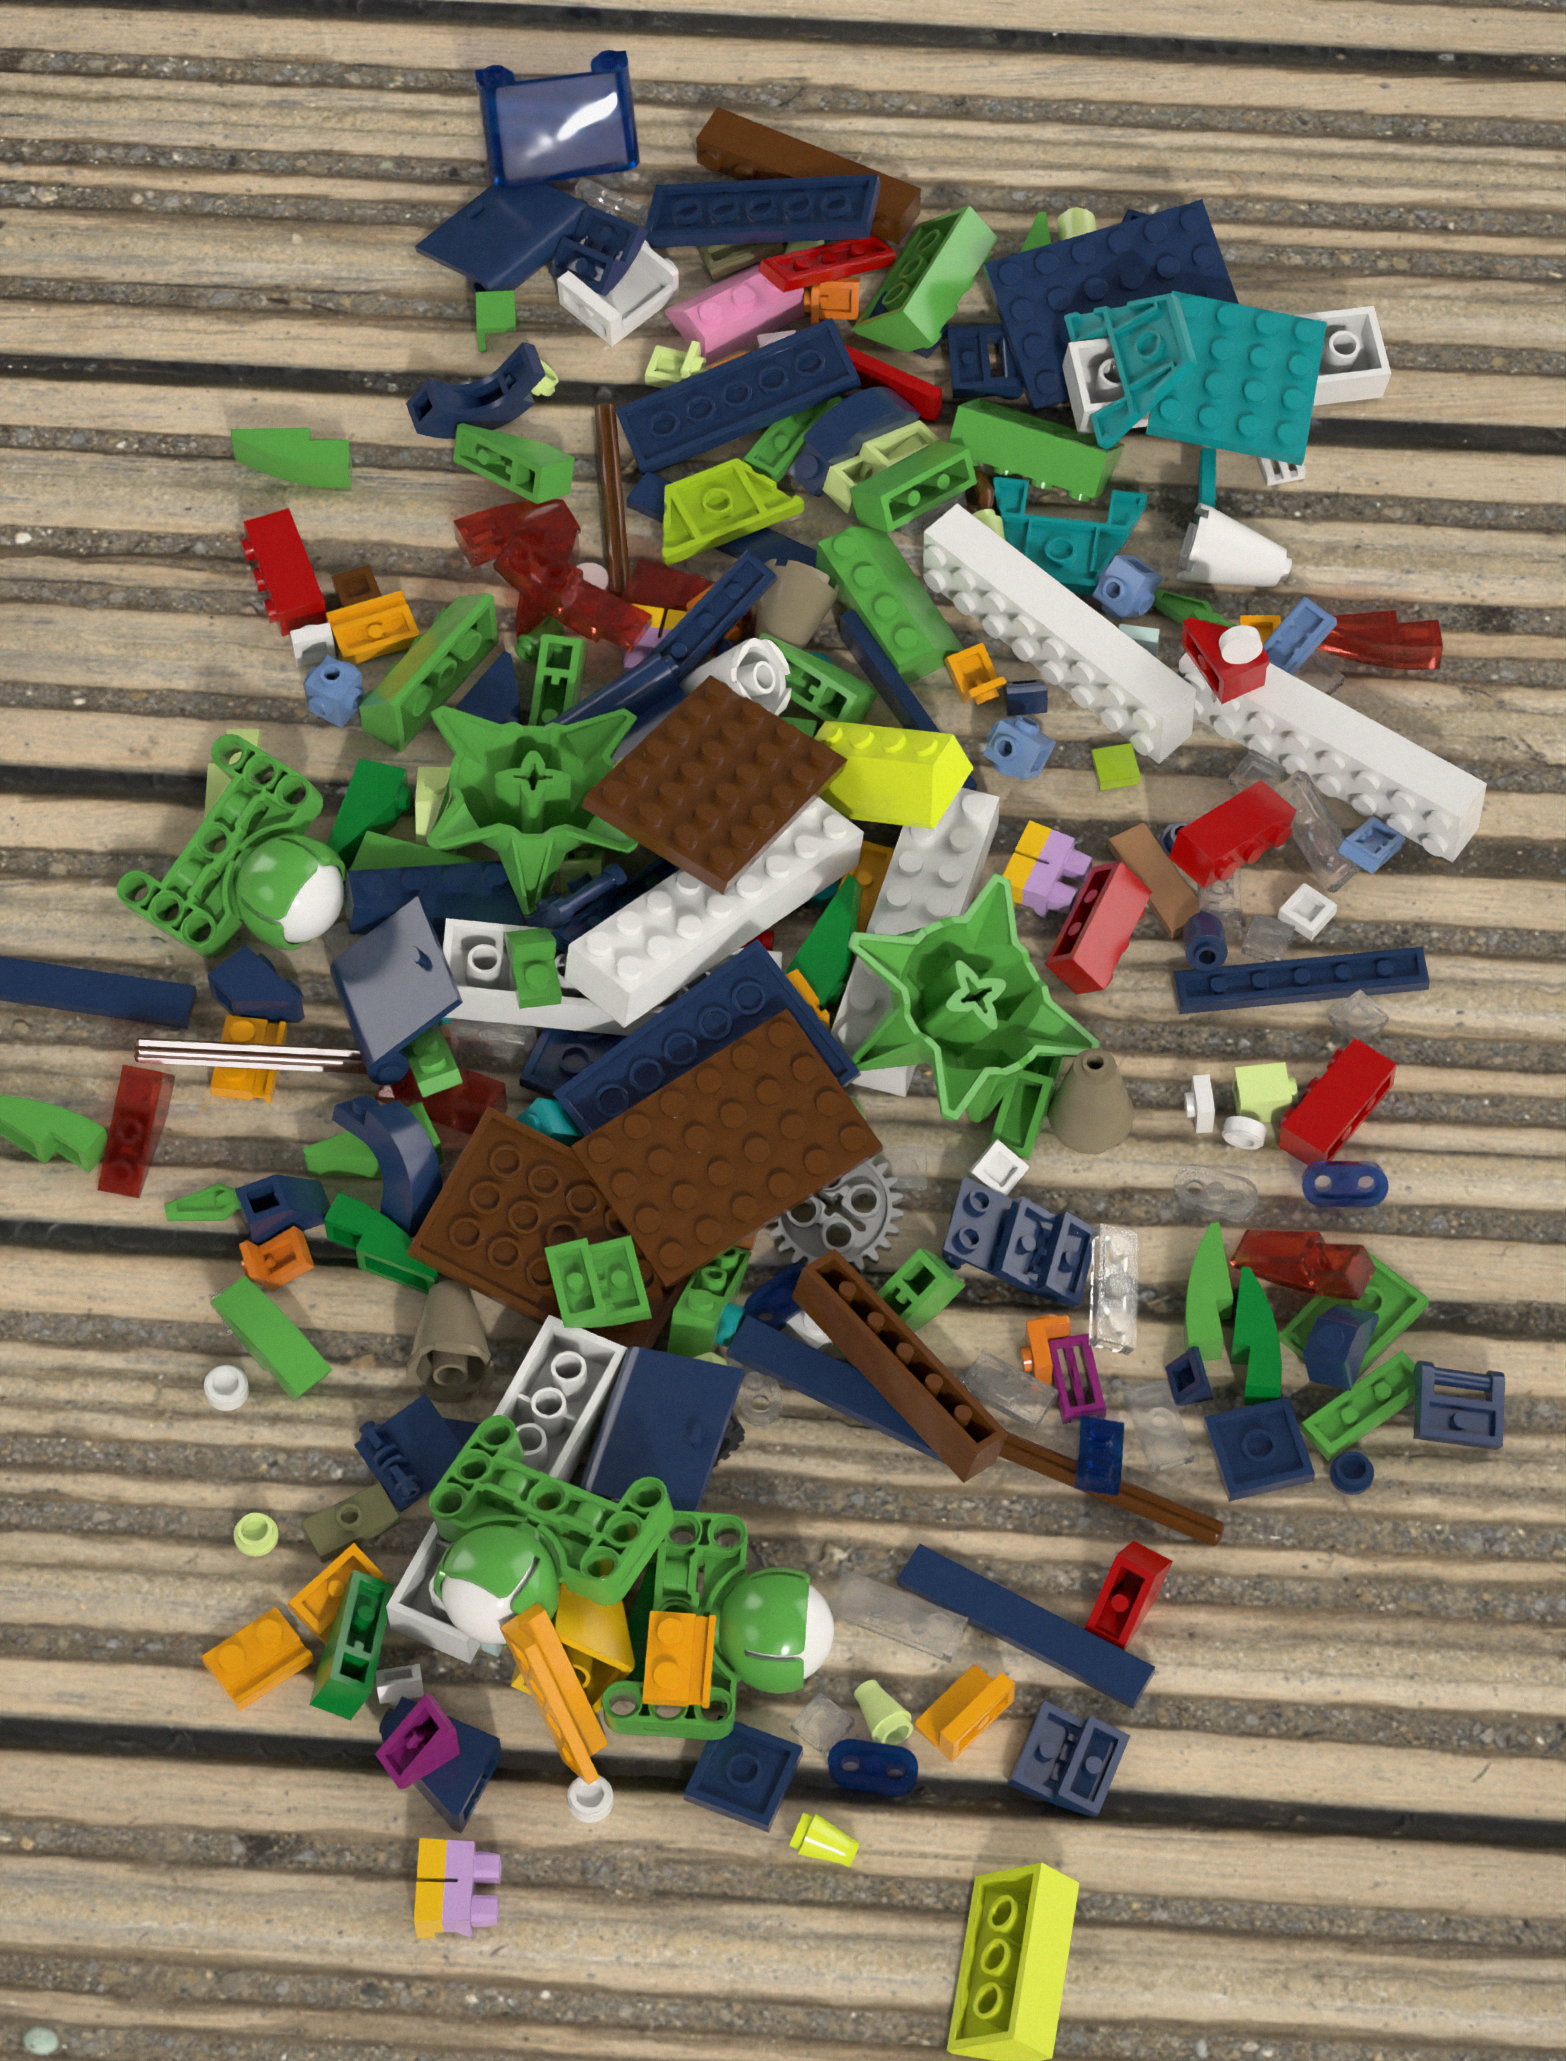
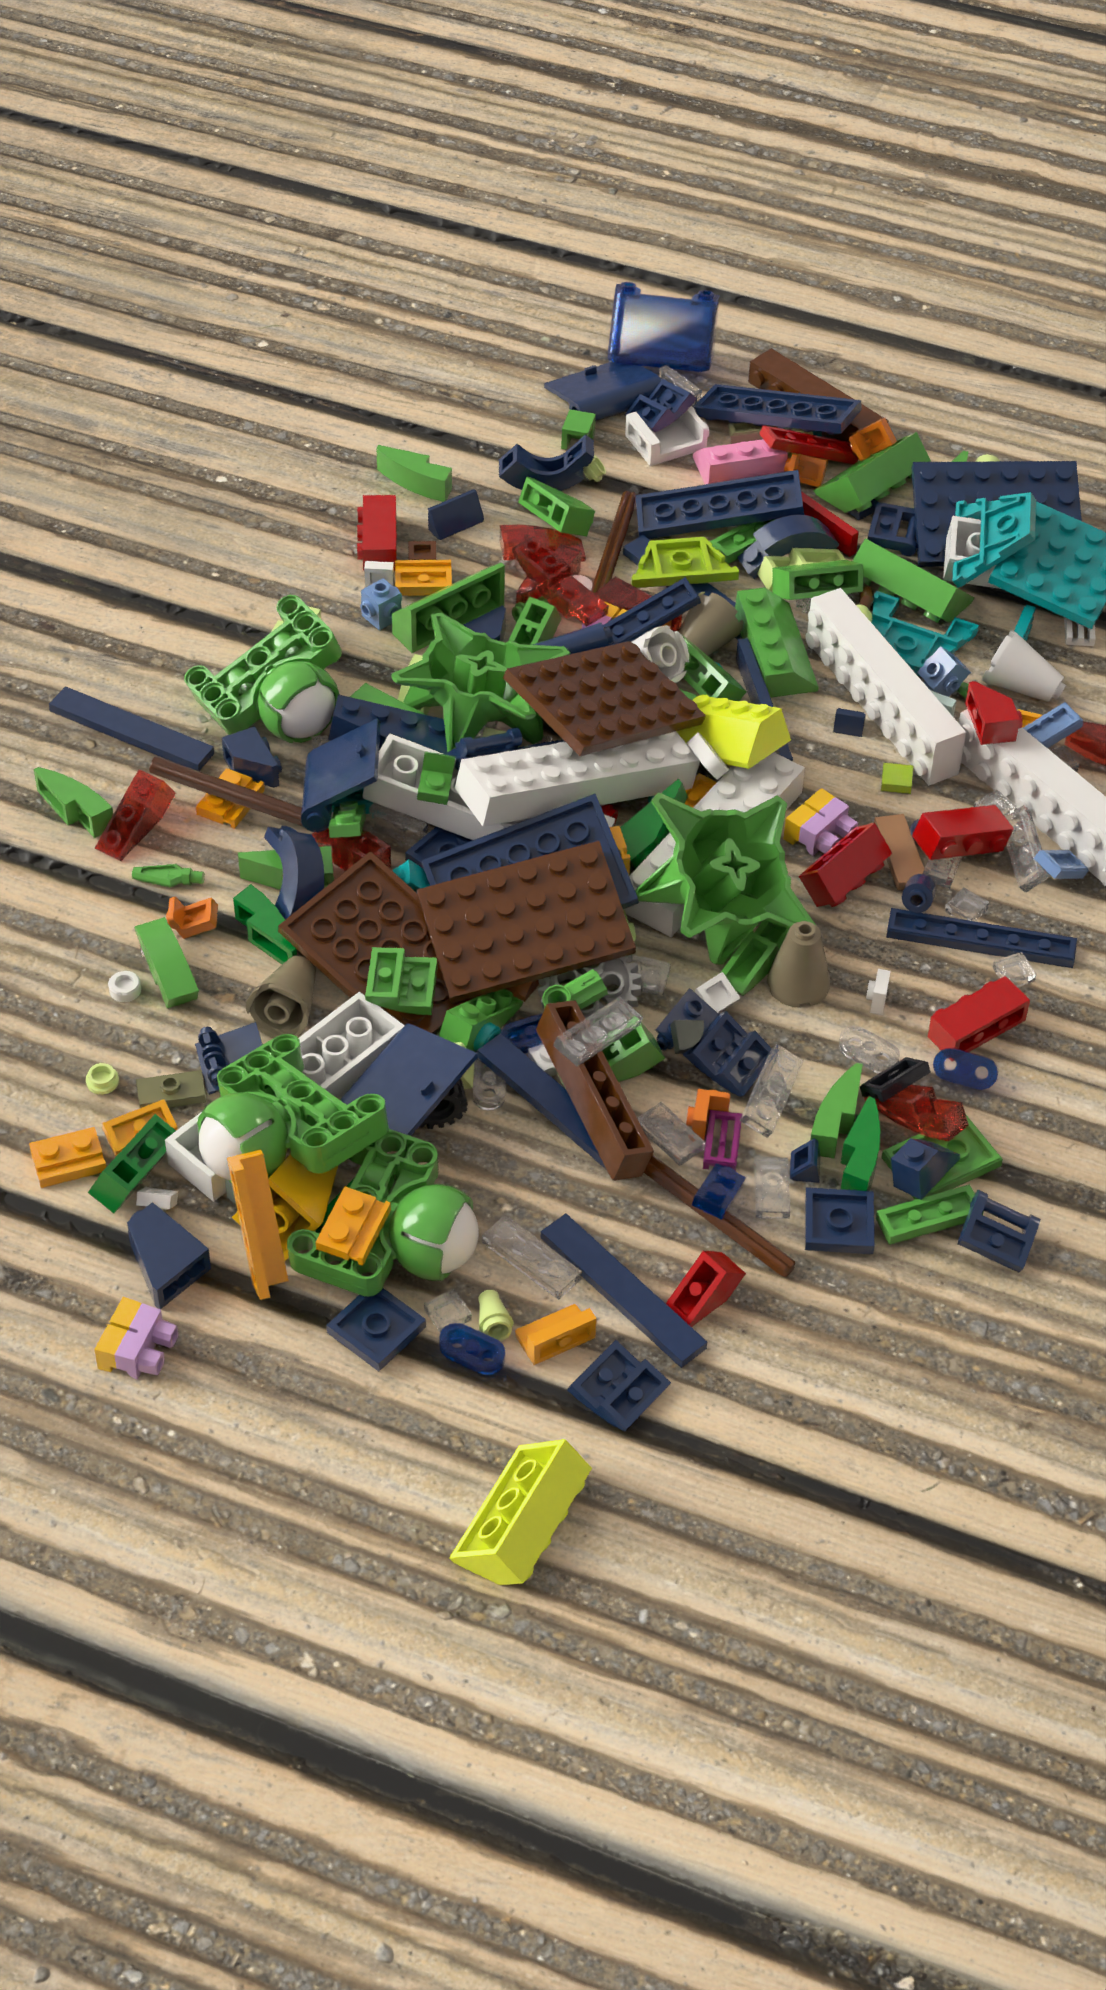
camera: 15 degrees right, 10 degrees down
(280, 1203) = (208, 879): dark blue slope -> none
(370, 804) = (374, 669): green slope -> none
(378, 512) = (455, 515): none -> dark blue slope
(419, 1743) = (148, 1231): magenta slope -> none
(591, 1801) = (260, 1313): white tile -> none
(672, 365) = (680, 478): yellowish green bracket -> none
(823, 1841) = (414, 1386): neon yellow cone -> none
(829, 1231) = (583, 989): none -> bright green piece
(871, 822) = (707, 756): none -> white beam
(883, 1289) = (598, 1031): none -> clear plate
(909, 229) = (872, 439): none -> orange bracket
(974, 675) = (818, 699): light orange bracket -> none
(984, 1247) = (686, 1034): none -> pearl dark grey tile
(1018, 747) = (831, 746): medium blue brick -> none
(1240, 644) = (1003, 701): white tile -> none
(1244, 1132) = (904, 1017): white tile -> none
(1263, 1091) = (926, 995): yellowish green brick -> none
(1264, 1228) = (895, 1079): none -> black tile
(1307, 911) = (1001, 895): white plate -> none
(1351, 1473) = (903, 1255): dark blue plate -> none

